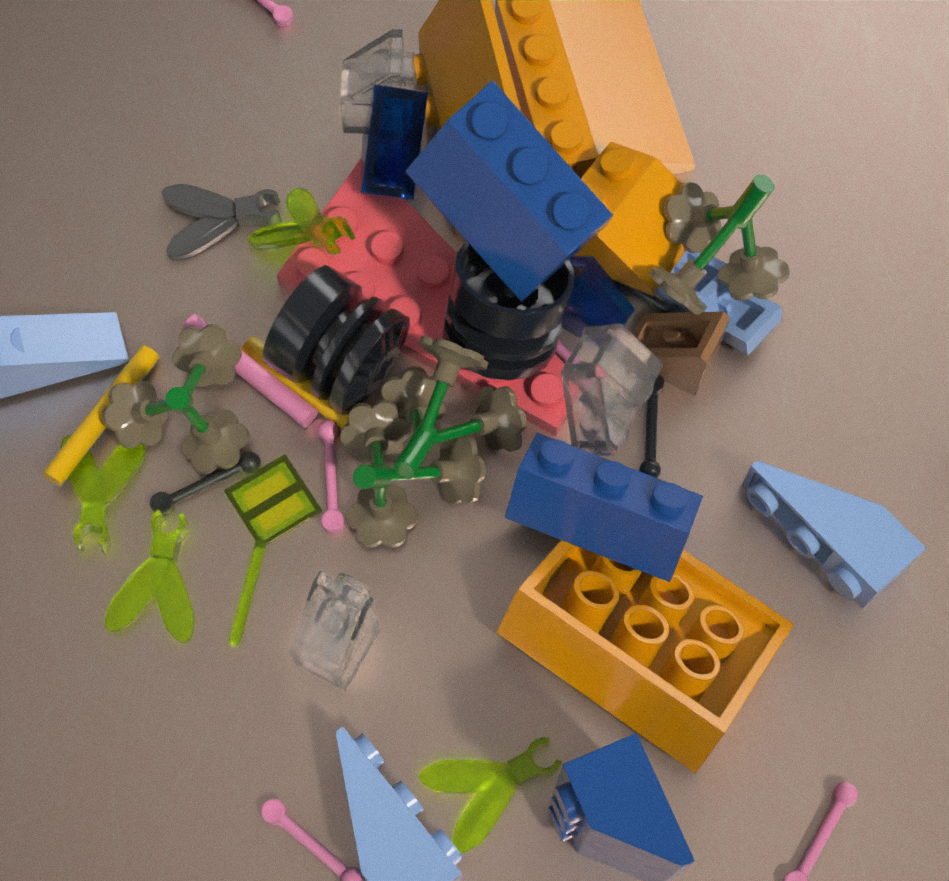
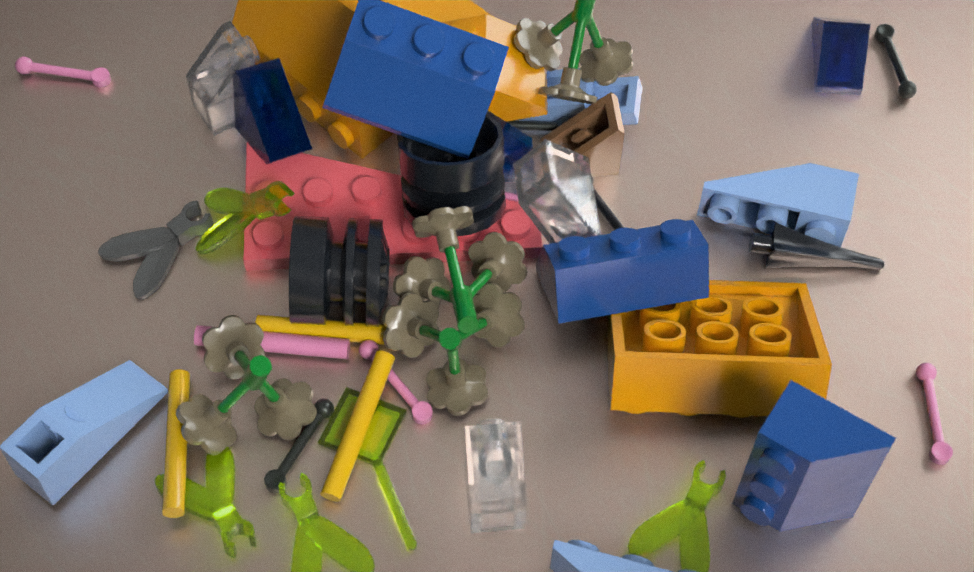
camera: 35 degrees left, 10 degrees down
(263, 498) = (357, 426): none -> yellow bar
(805, 580) = (793, 249): none -> black piece

